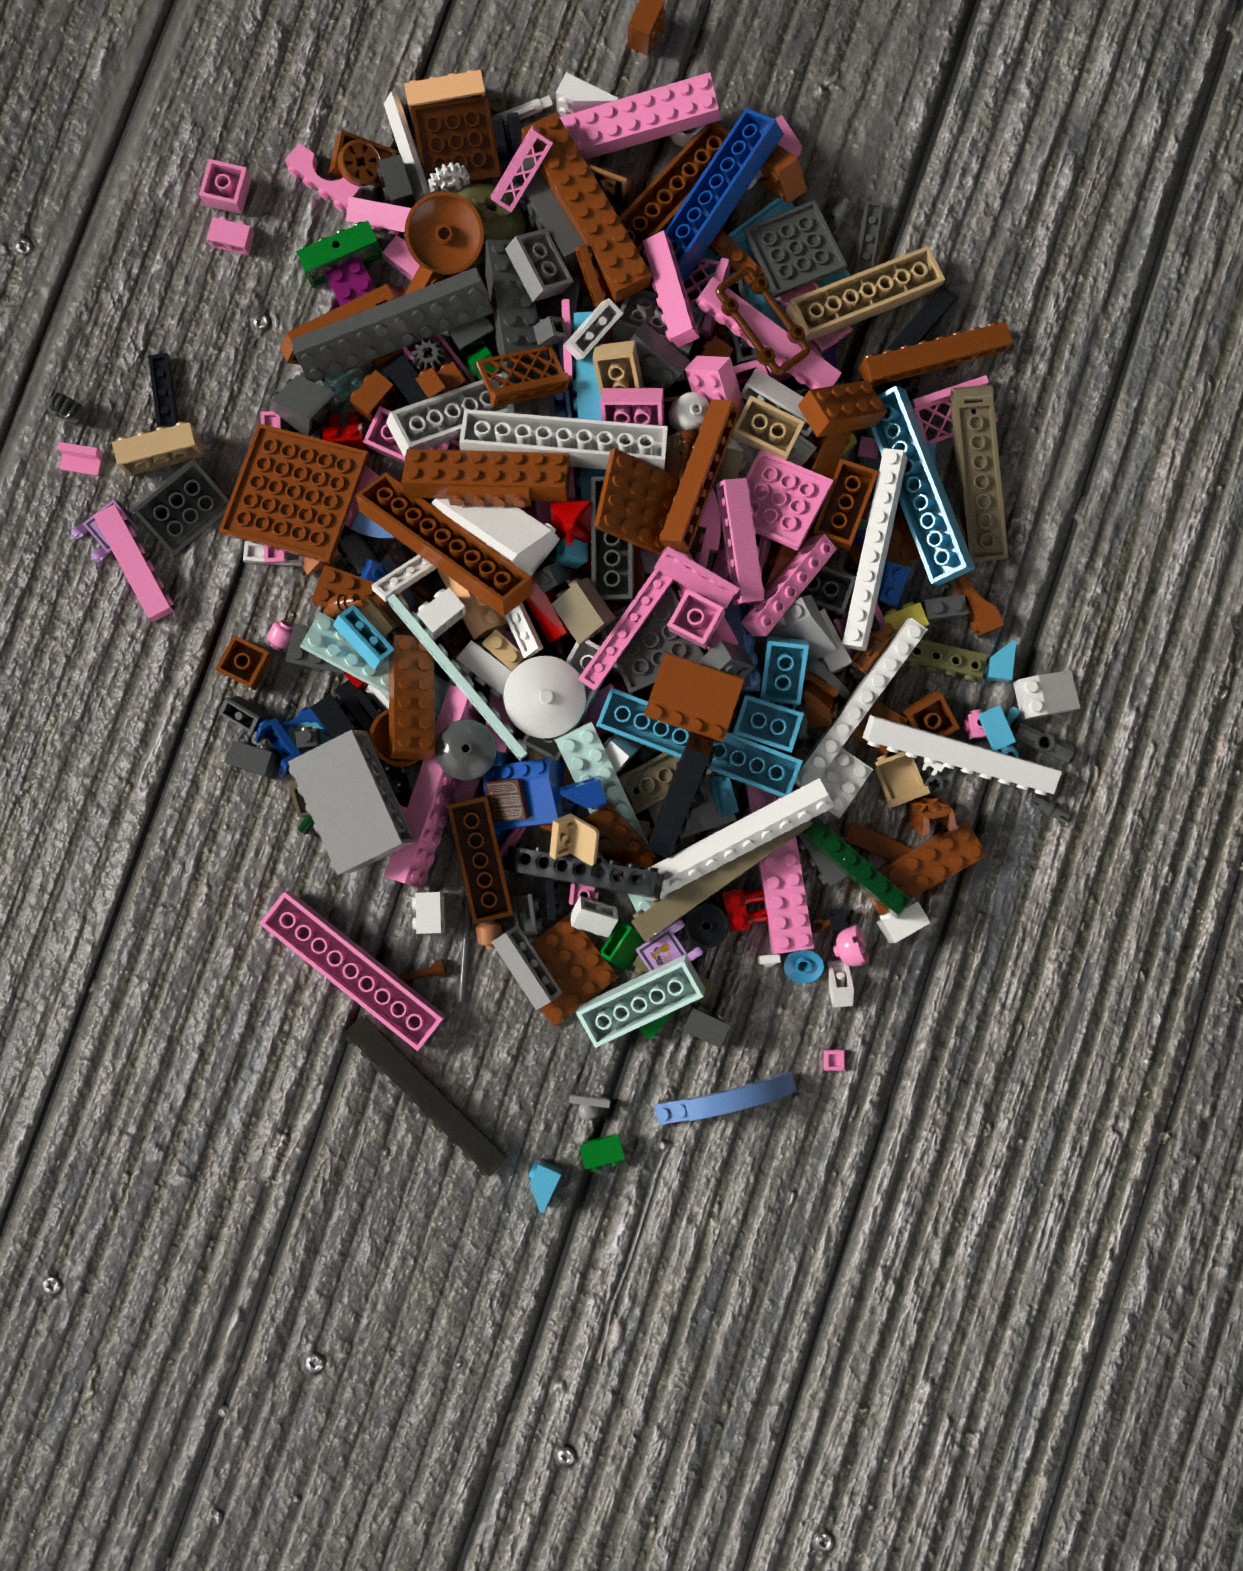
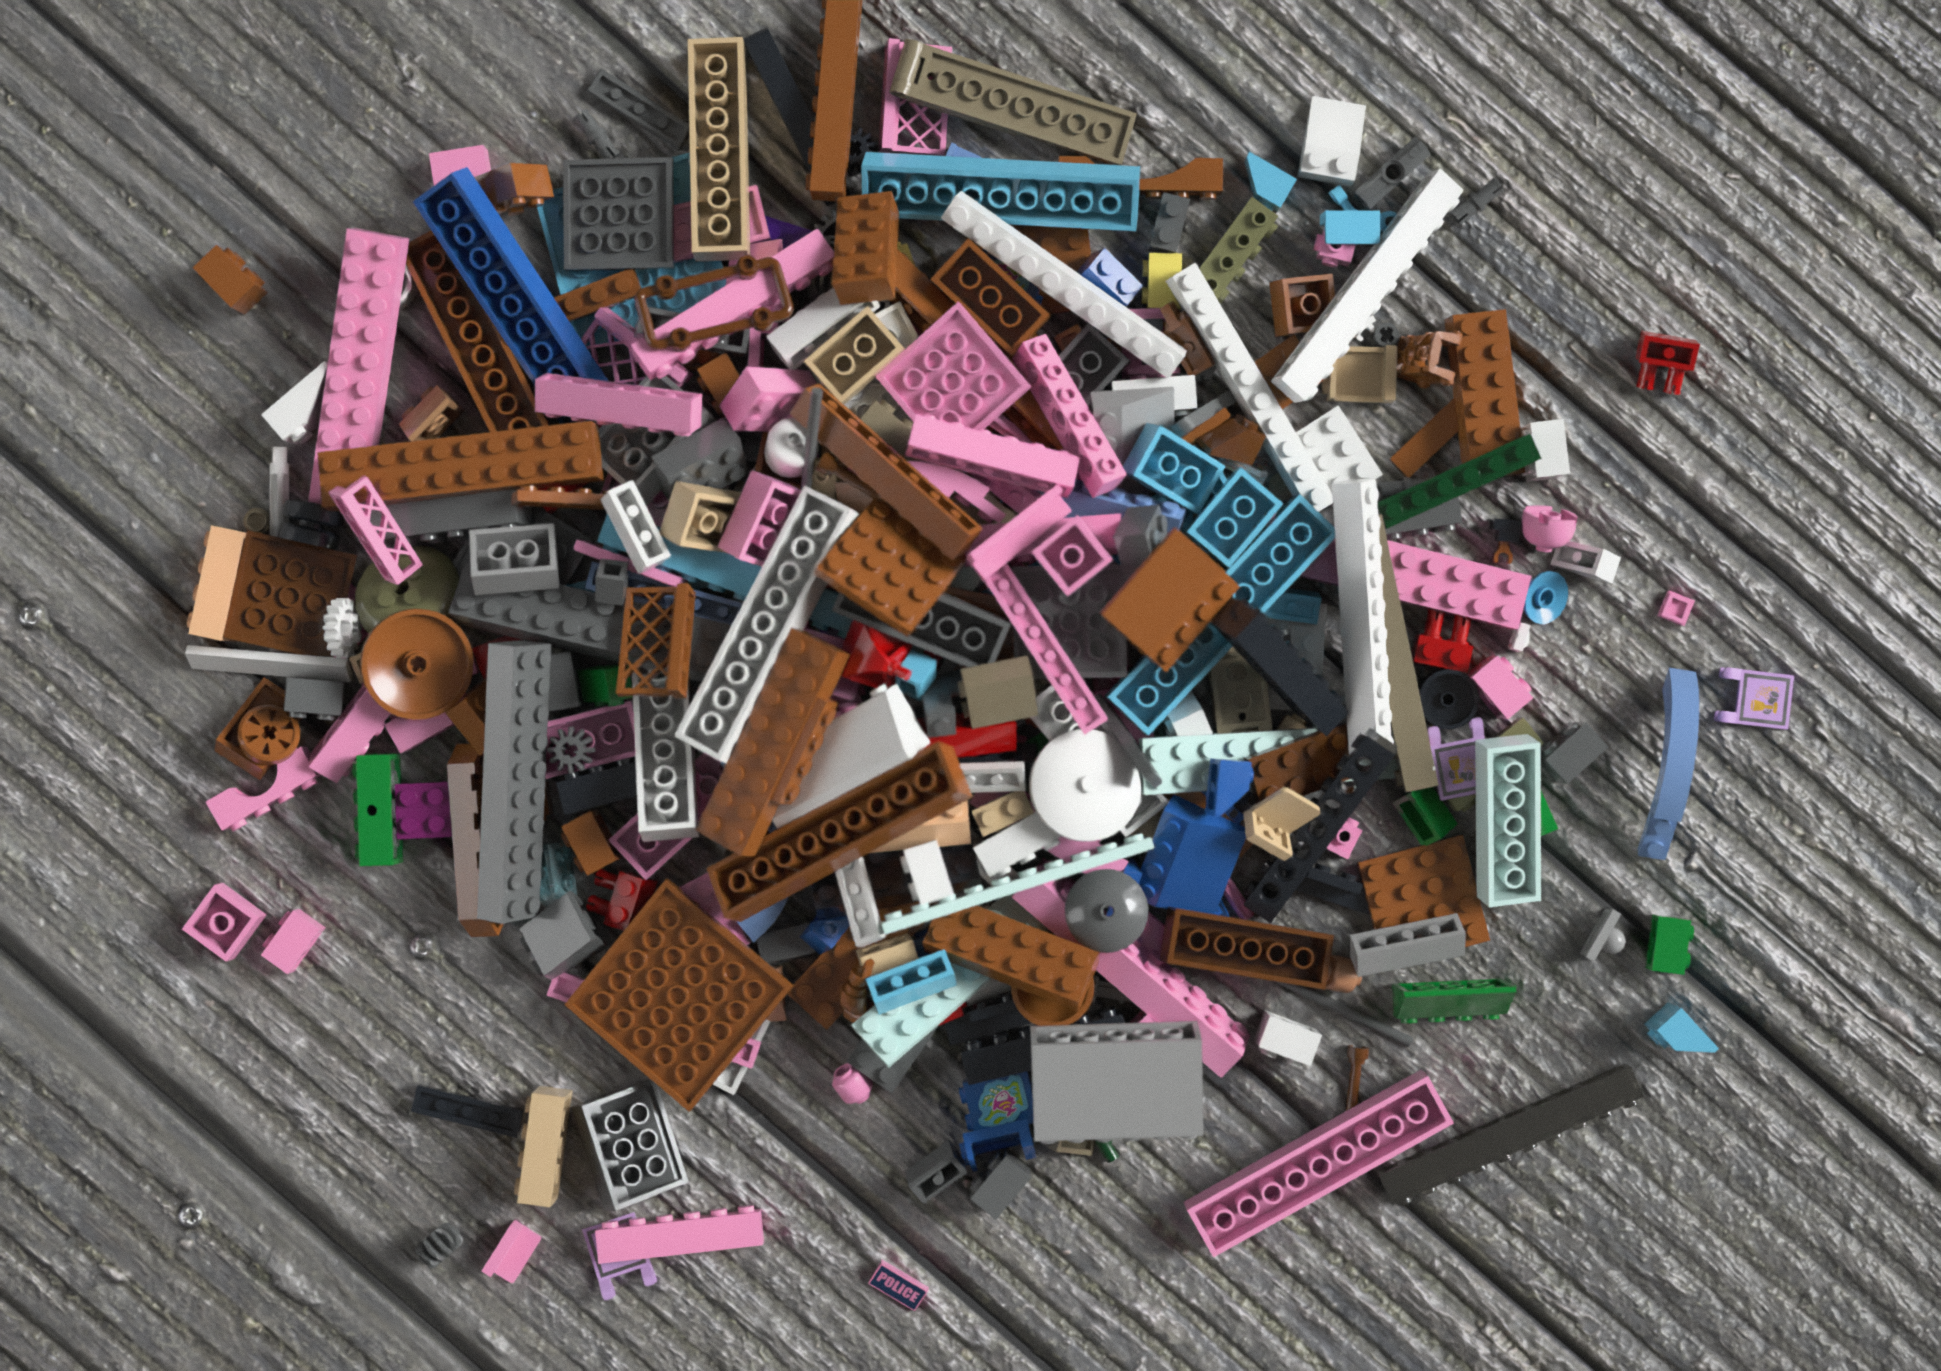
camera: 60 degrees left, 5 degrees up
(158, 722) = (898, 1285): none -> slope
(244, 662) = (869, 1145): dark orange brick -> none
(307, 738) = (1004, 1103): dark grey brick -> none
(441, 382) = (617, 747): dark orange brick -> none
(502, 1015) = (1452, 998): none -> green slope
(507, 799) = (1189, 884): reddish brown tile -> none
(527, 914) = (1337, 917): dark grey bracket -> none
(586, 713) = (1129, 743): none -> dark grey tile
(594, 916) = (1377, 834): white brick -> none
(701, 417) = (811, 437): none -> dark grey bar
(729, 958) = (1499, 687): none -> bright pink brick
(796, 1145) = (1761, 698): none -> lavender flag
(868, 448) = (917, 231): bright pink tile -> none
(1006, 978) = (1670, 351): none -> red brick

